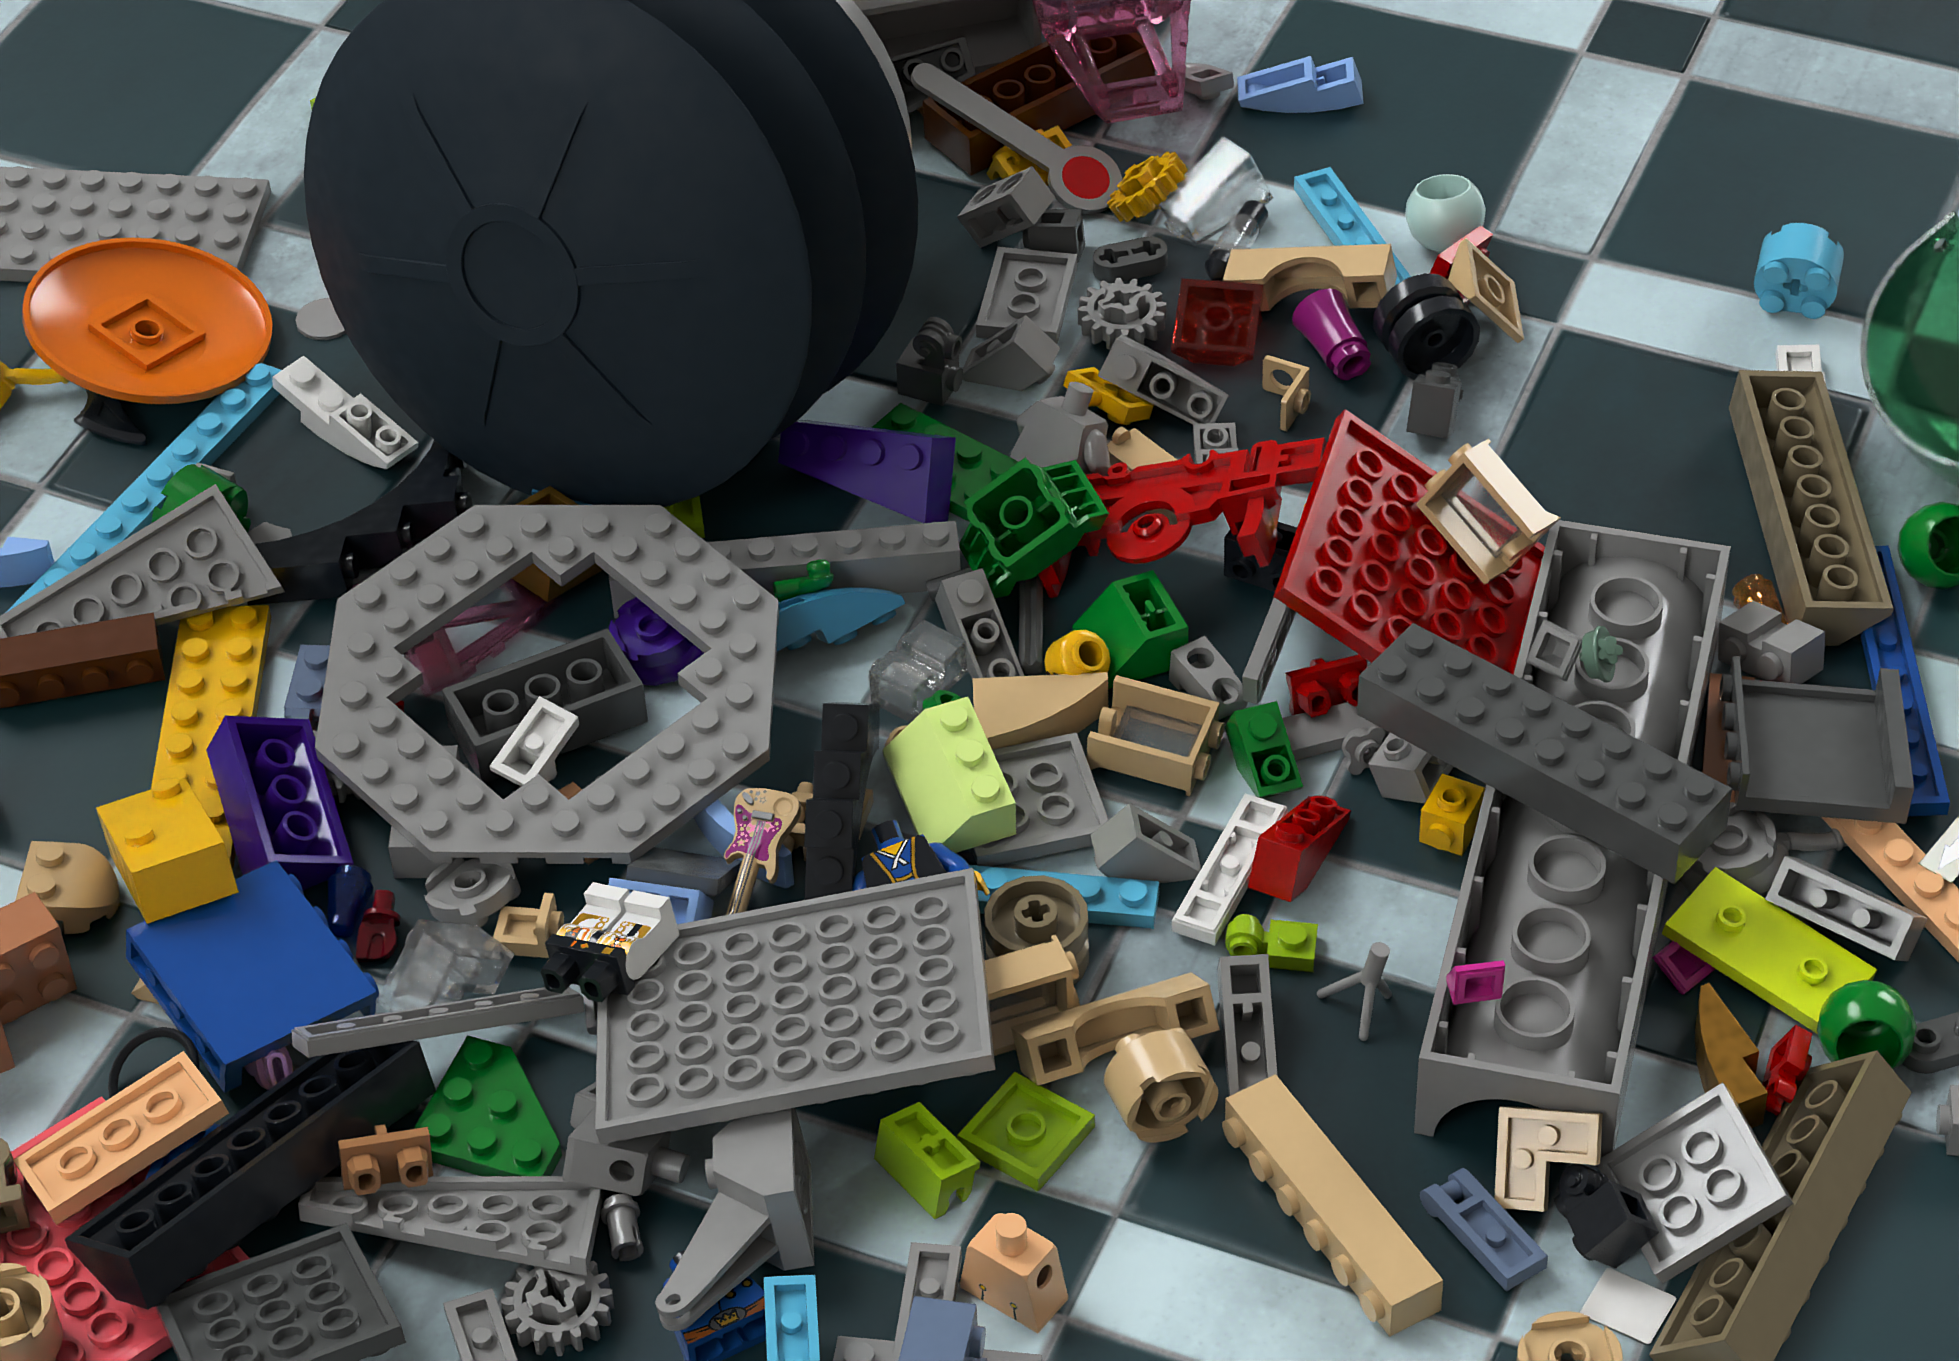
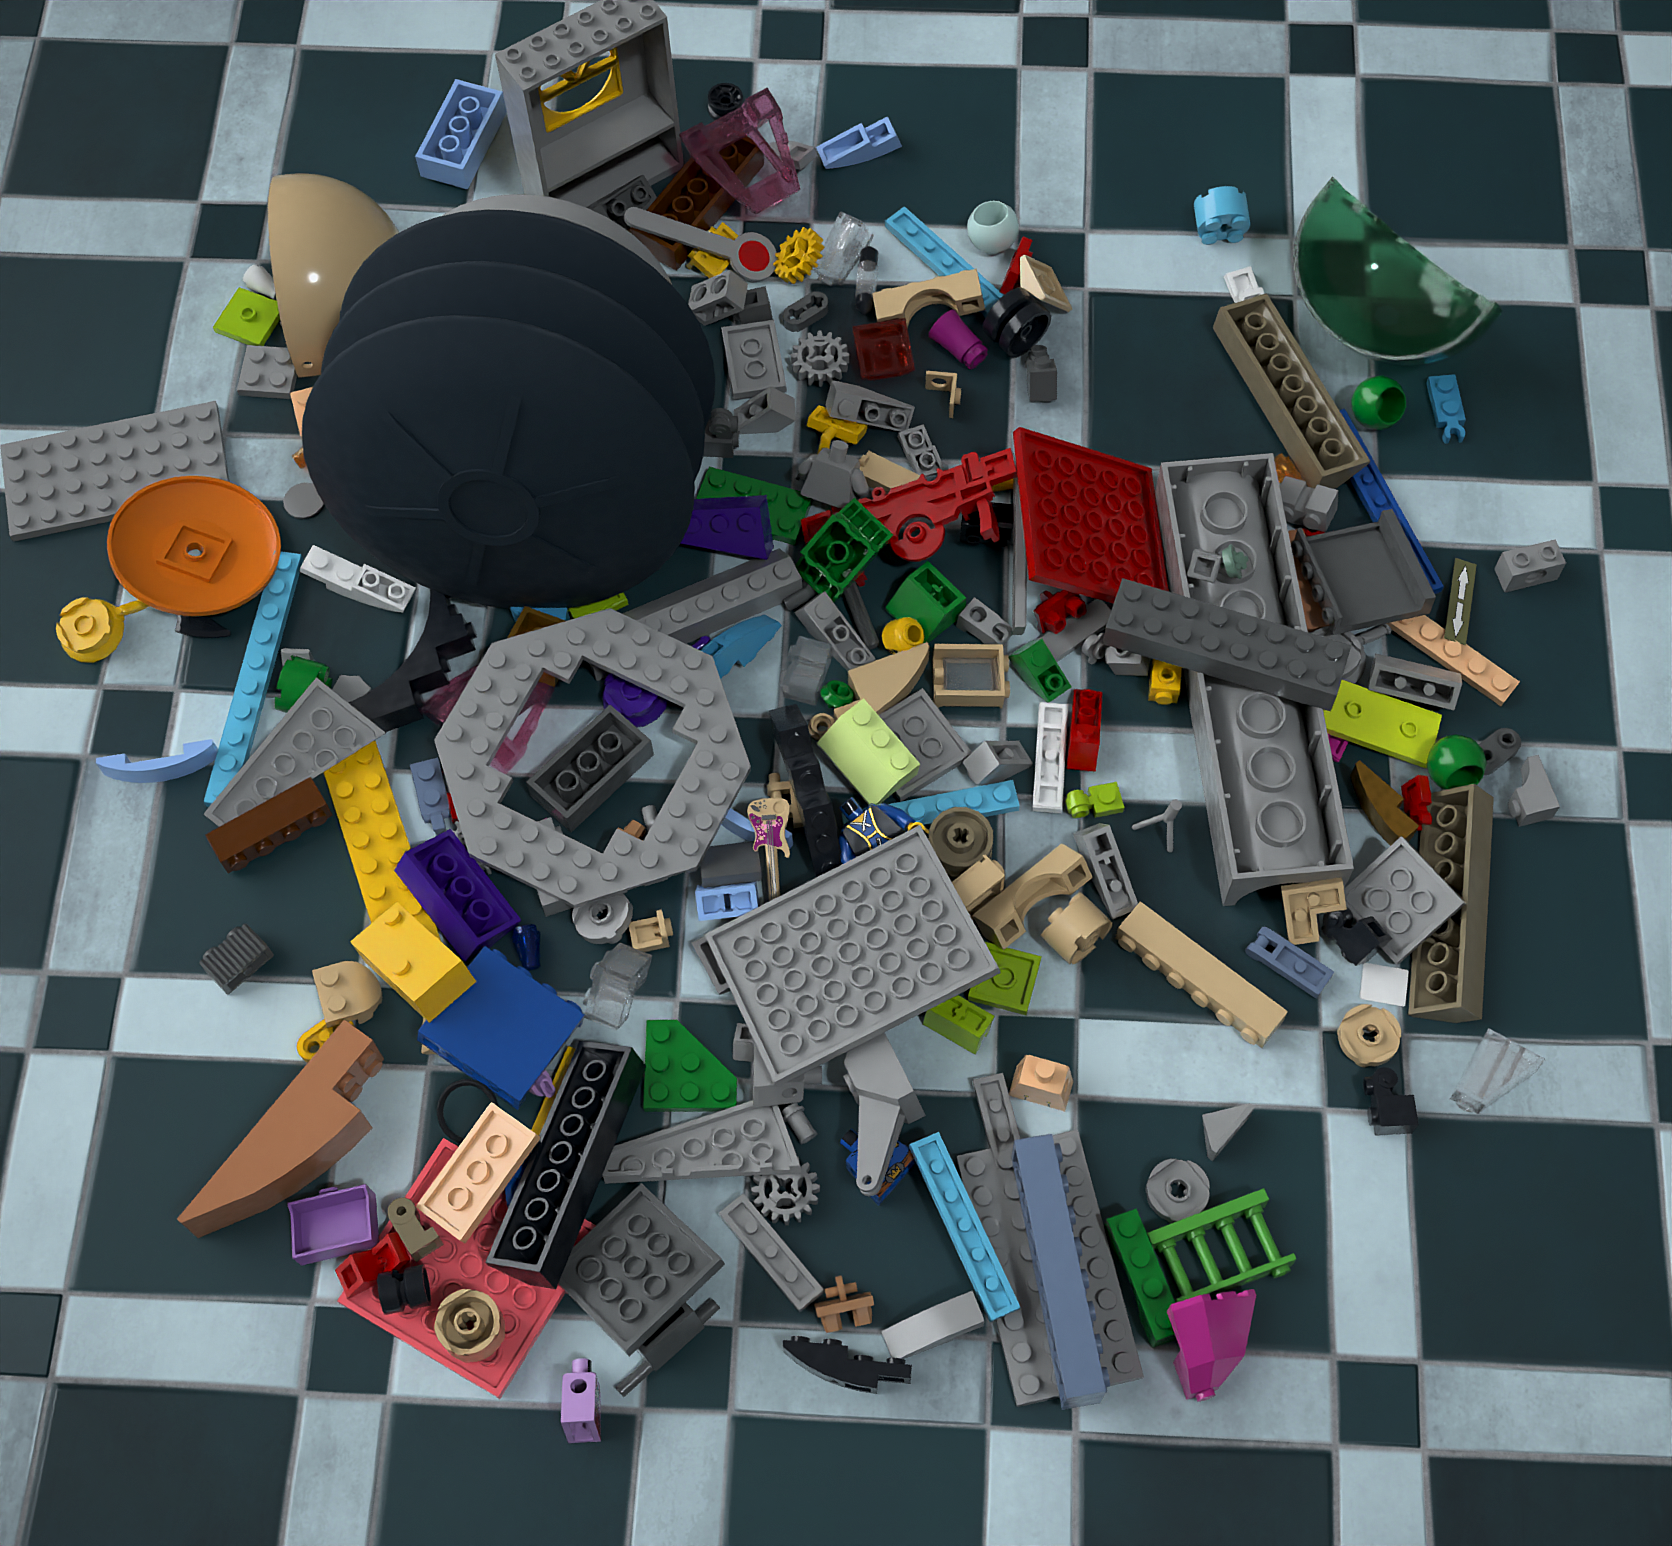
camera: 20 degrees left, 20 degrees up
(377, 929) = (557, 963): dark red piece -> none
(386, 1159) = (643, 1128): medium nougat hips -> none
(434, 1021) = (631, 1025): light grey tile -> none
(535, 743) = (604, 807): white slope -> none
(609, 942) = (719, 942): hips -> none
(818, 579) = (719, 626): green arm -> none
(1476, 982) = (1248, 821): dark pink slope -> none
(1484, 511) = (1121, 470): tan window -> none

